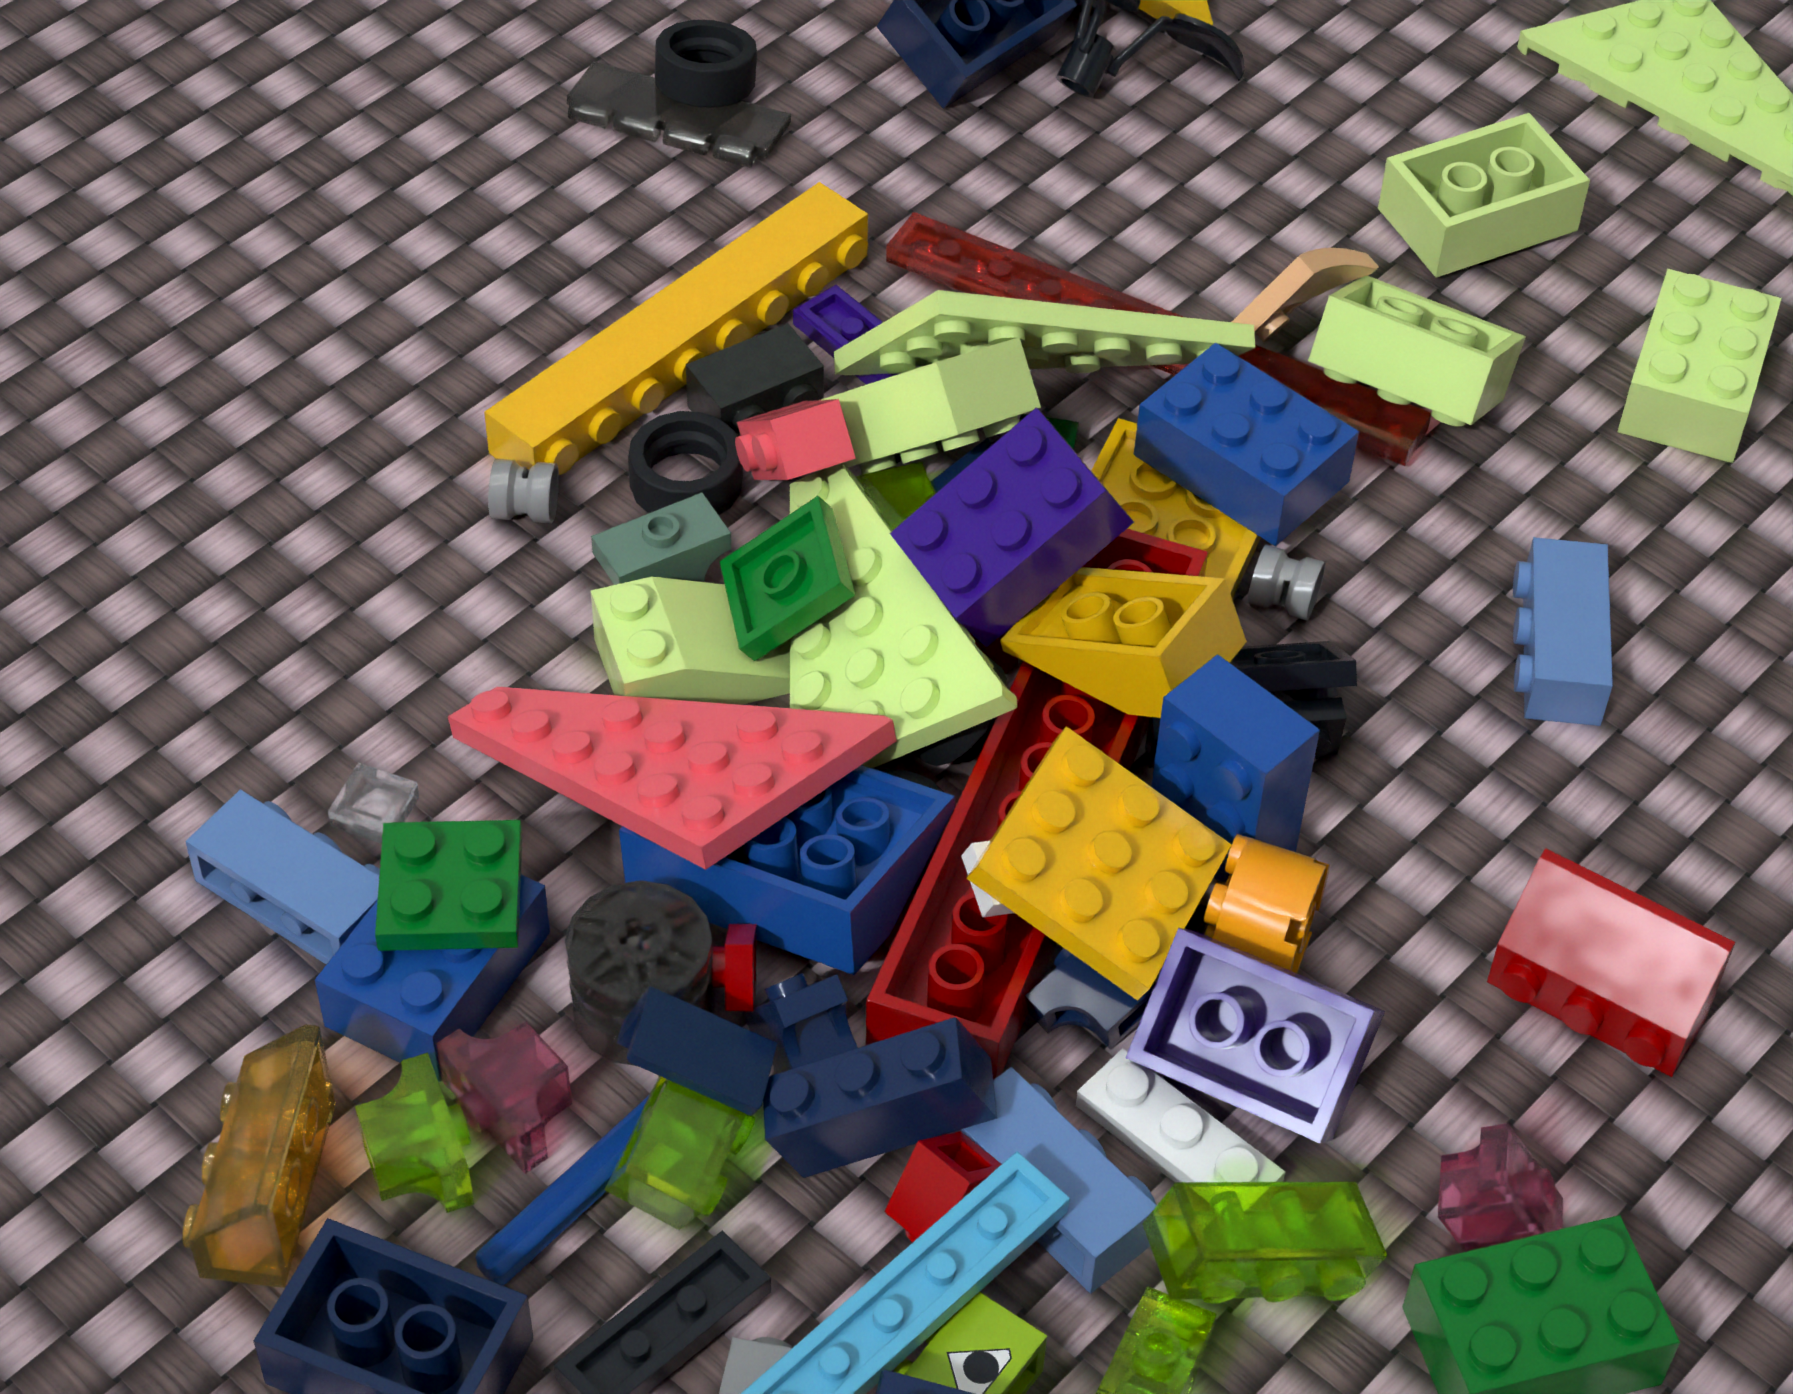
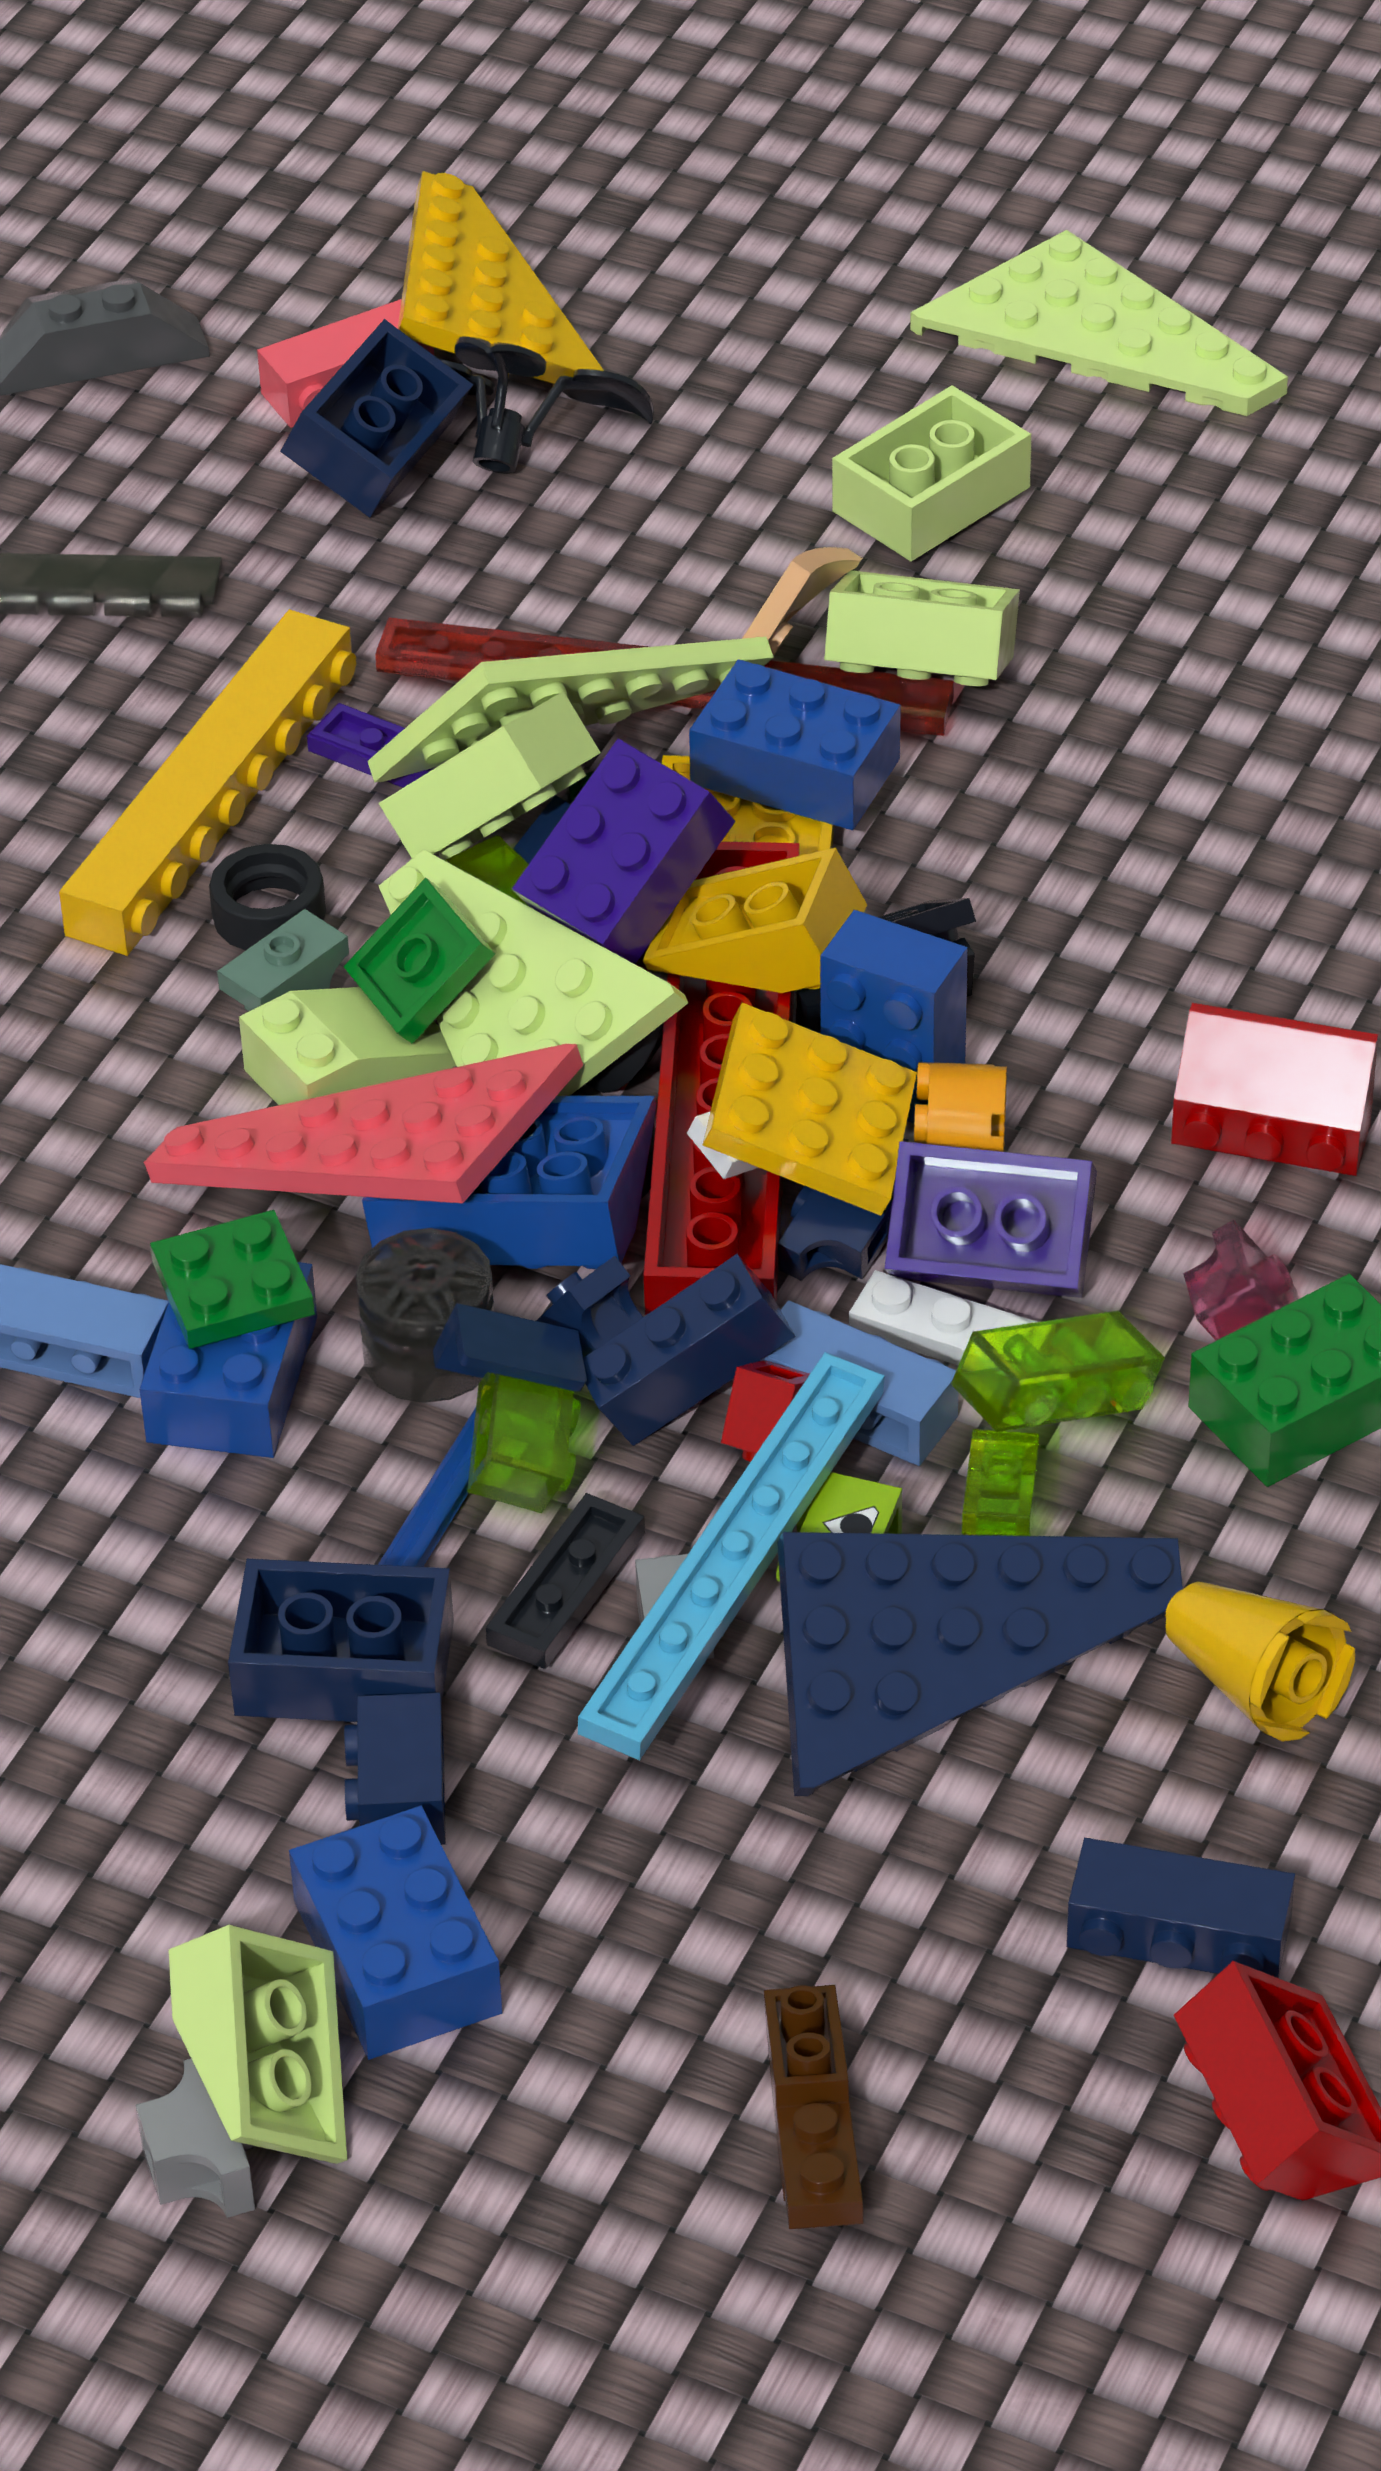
camera: 15 degrees left, 5 degrees down
(263, 1162) = (153, 1544): clear yellow slope -> none
(370, 800) = (109, 1251): clear plate -> none
(417, 1139) = (283, 1498): clear neon green brick -> none
(507, 1088) = (343, 1438): clear pink brick -> none
(523, 490) = (123, 955): light grey wheel -> none
(705, 63) = (118, 527): black tyre -> none
(736, 967) = (513, 1285): red plate -> none
(755, 377) = (306, 804): pearl dark grey brick -> none
(794, 440) = (374, 841): coral brick -> none
(1272, 580) = (861, 852): light grey wheel -> none
(1563, 631) = (1141, 838): medium blue brick -> none
(1699, 365) = (1186, 579): yellowish green brick -> none

